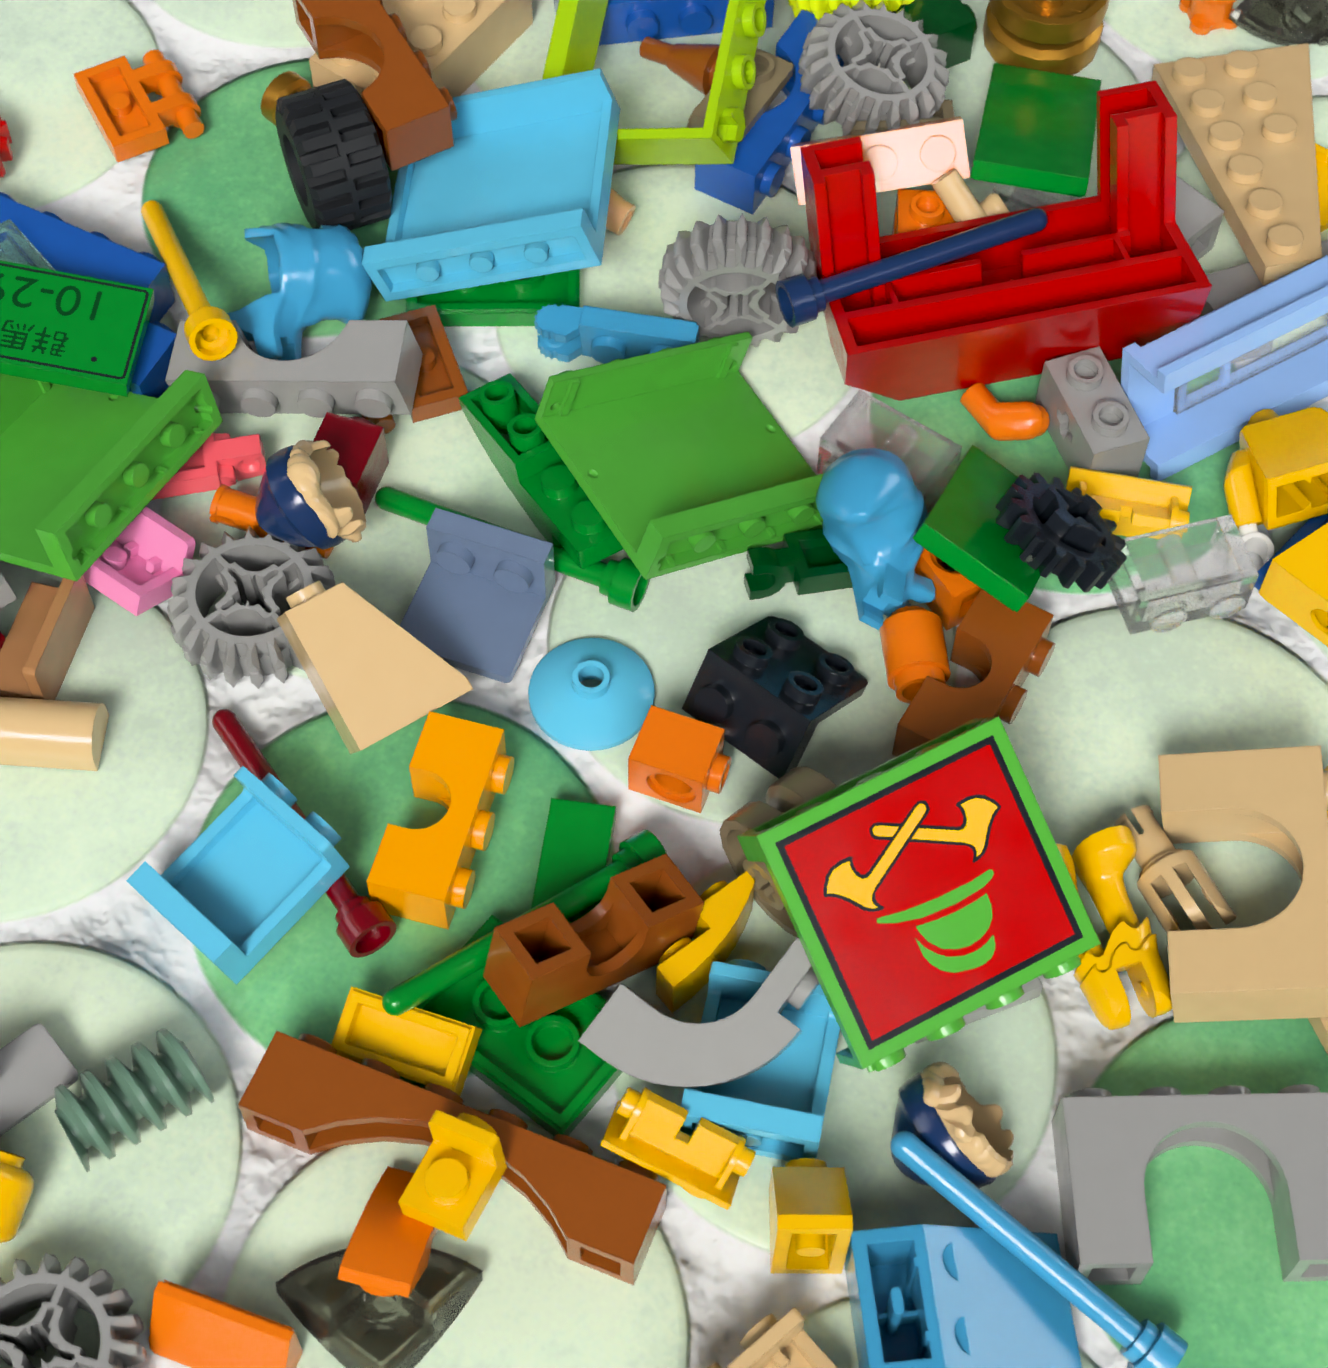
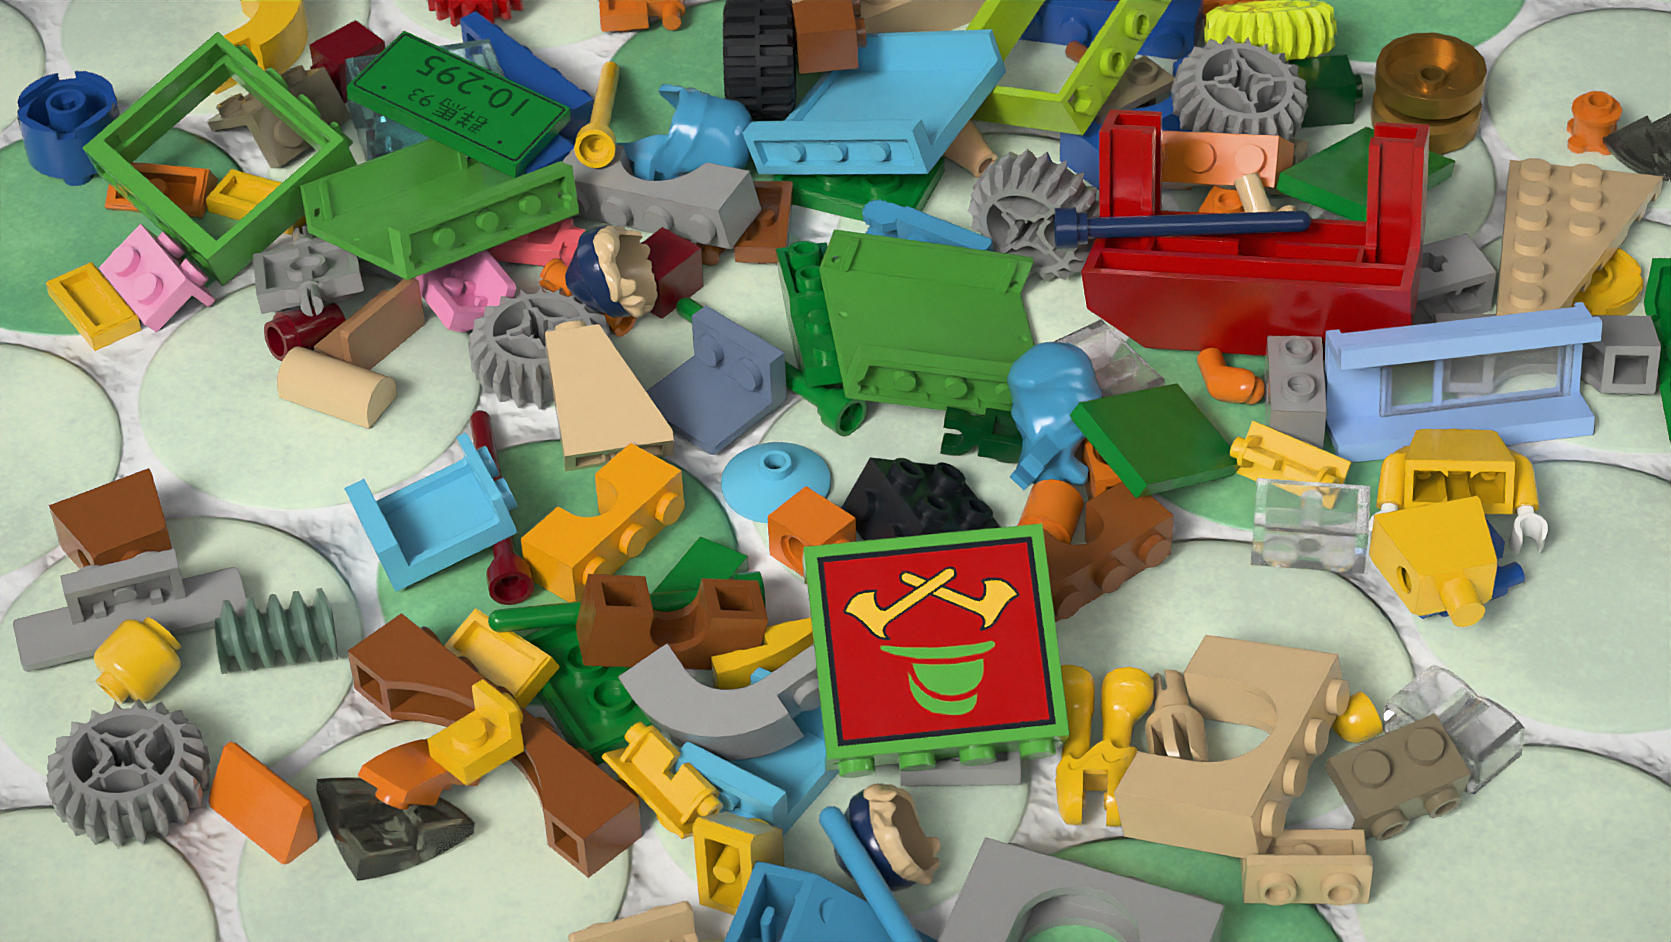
camera: 25 degrees right, 15 degrees down
(1060, 532) = (1204, 451): black gear -> none

